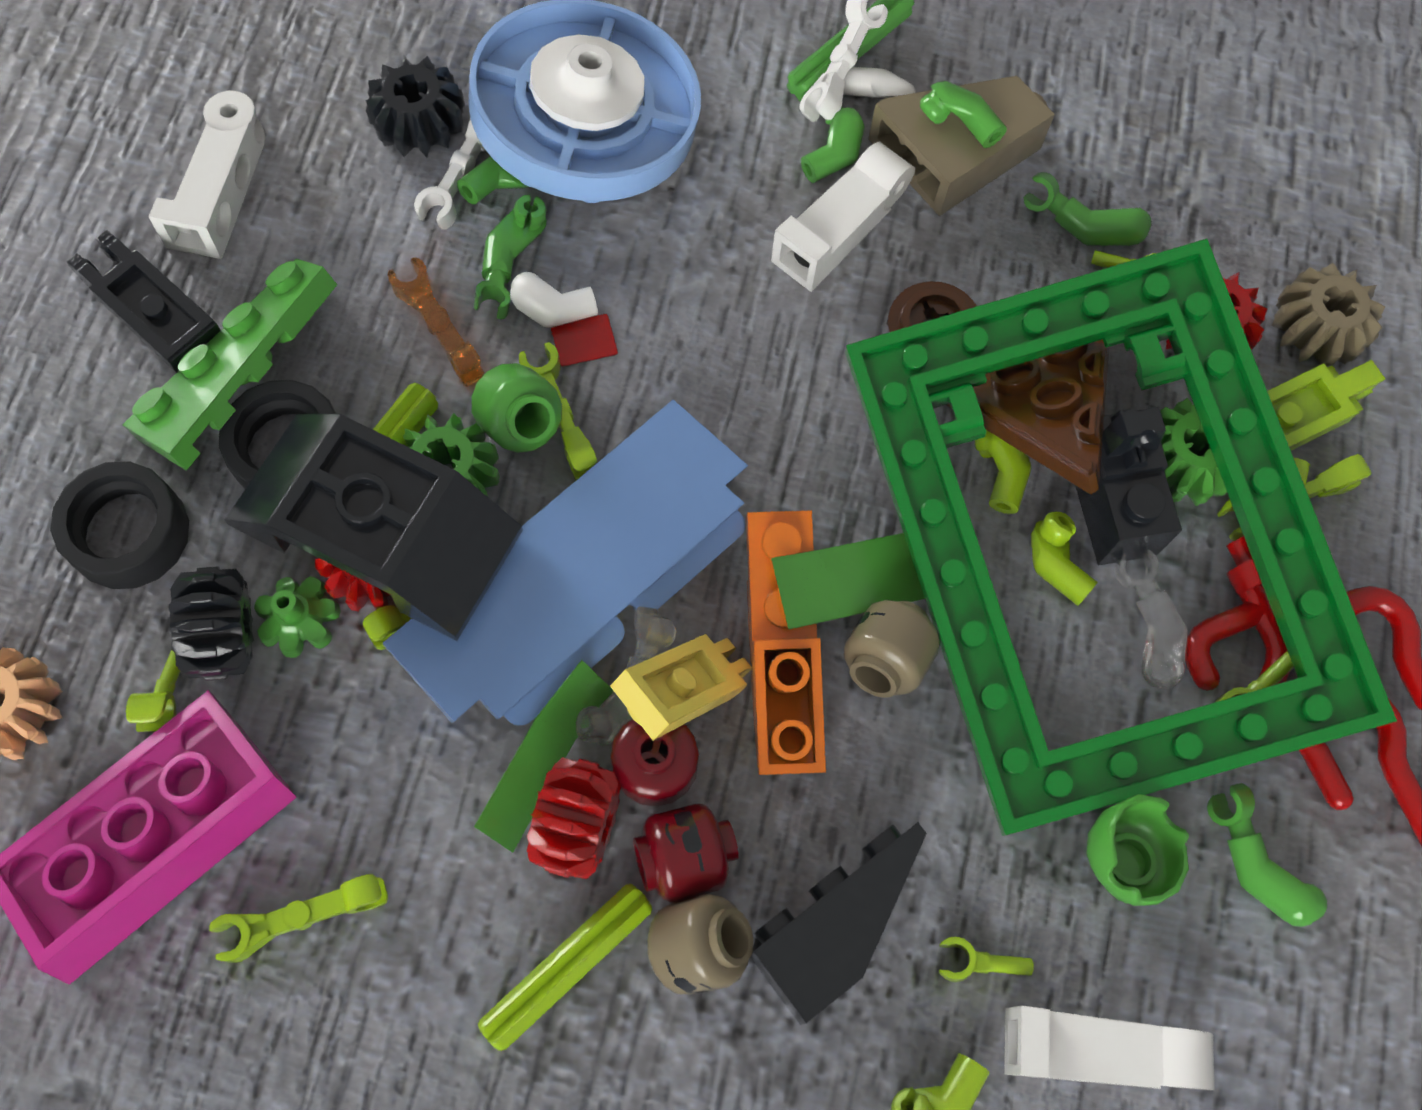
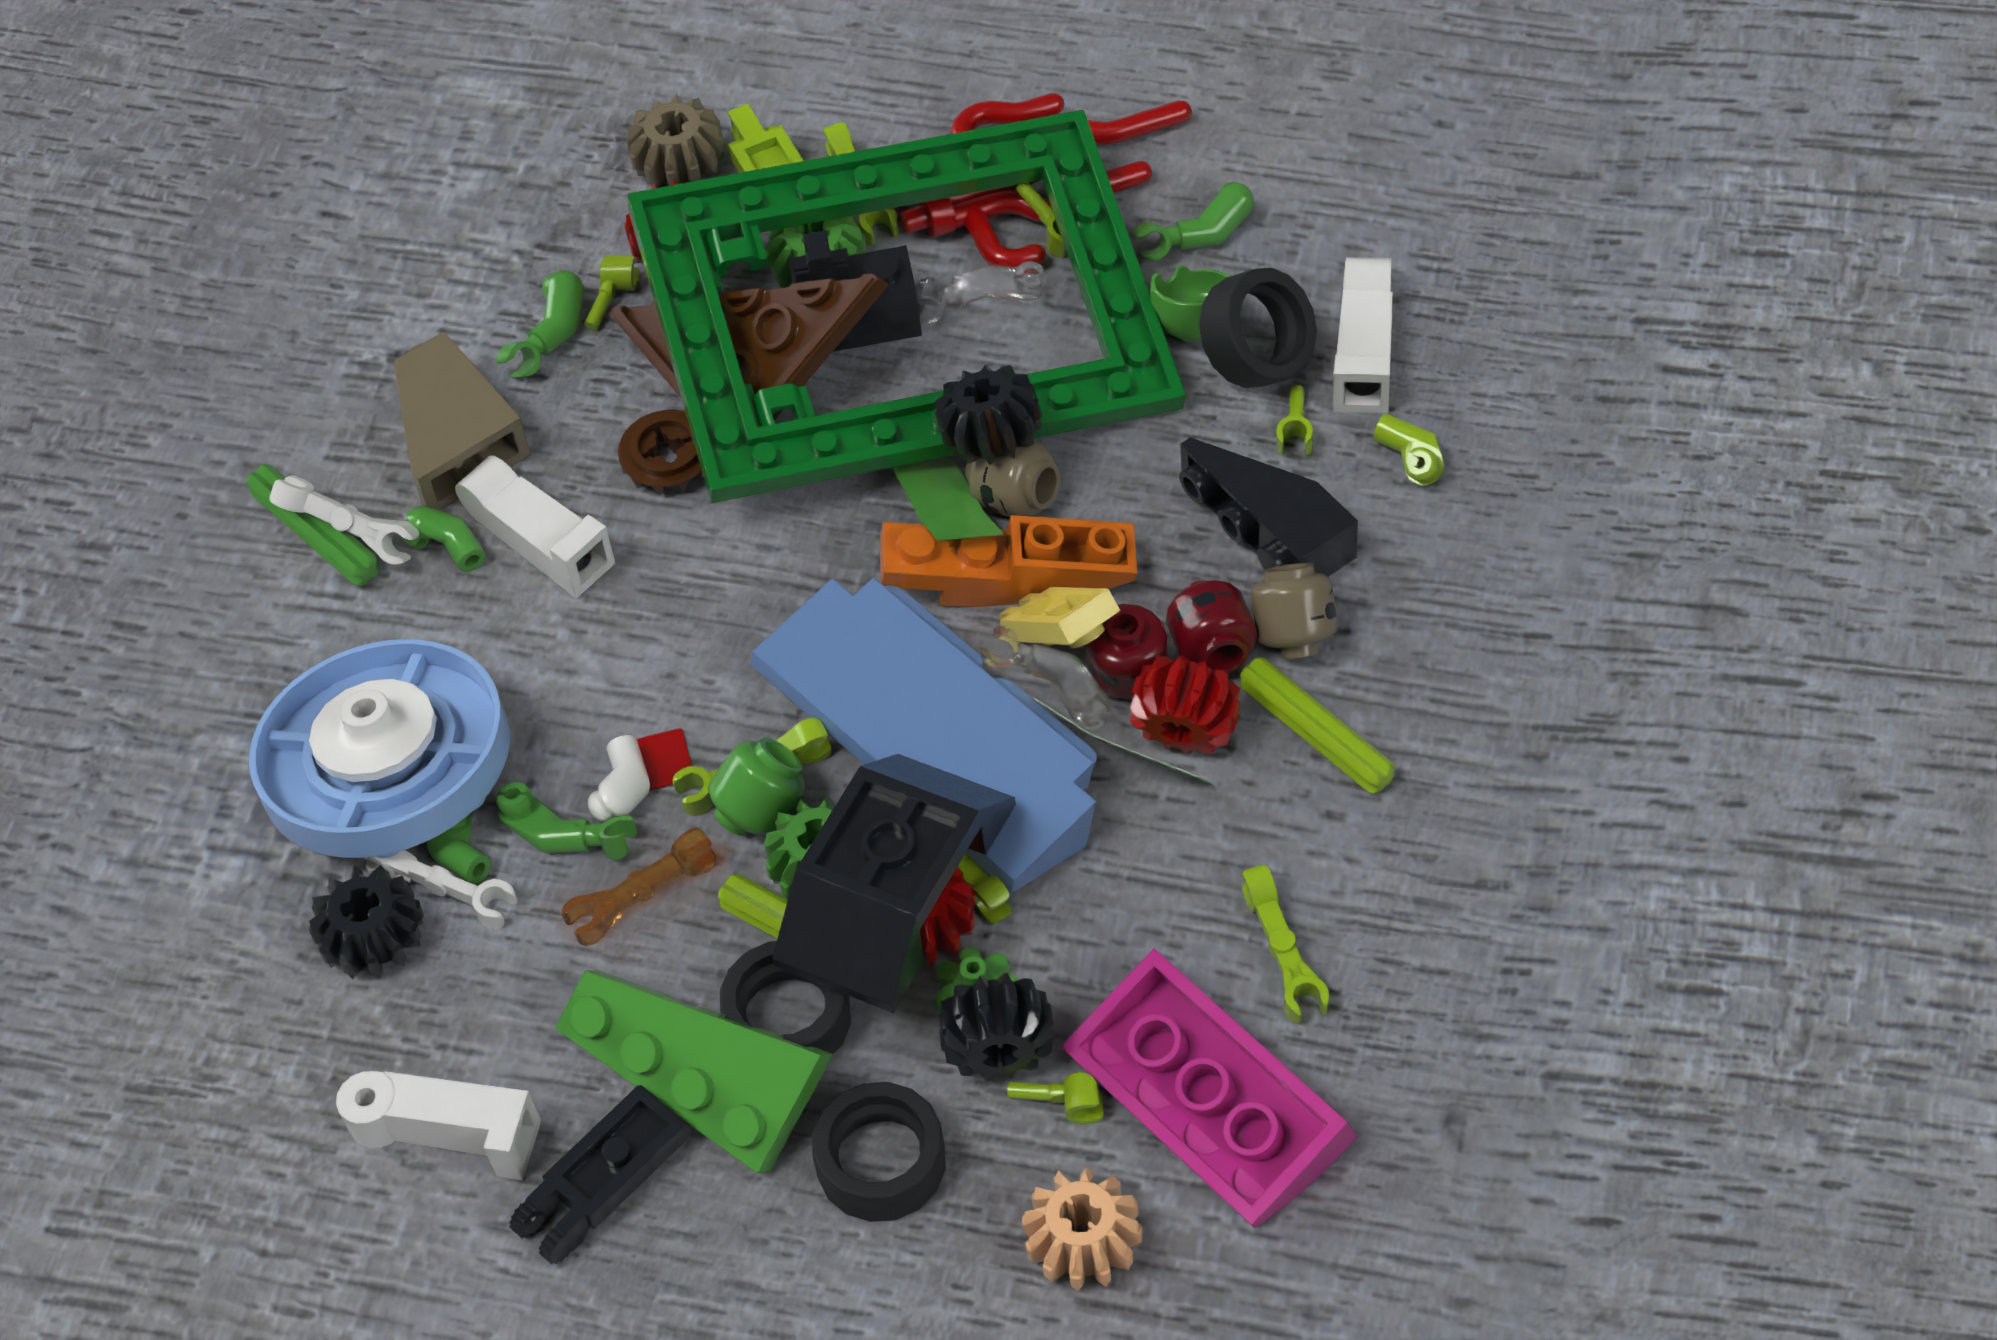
camera: 80 degrees left, 15 degrees down
(875, 83) = (383, 480): white arm -> none
(935, 608) = (988, 414): none -> black gear
(968, 107) = (441, 391): bright green arm -> none
(1012, 475) = (835, 393): lime arm -> none
(1053, 559) = (921, 363): lime arm -> none
(1085, 963) = (1292, 321): none -> black tyre

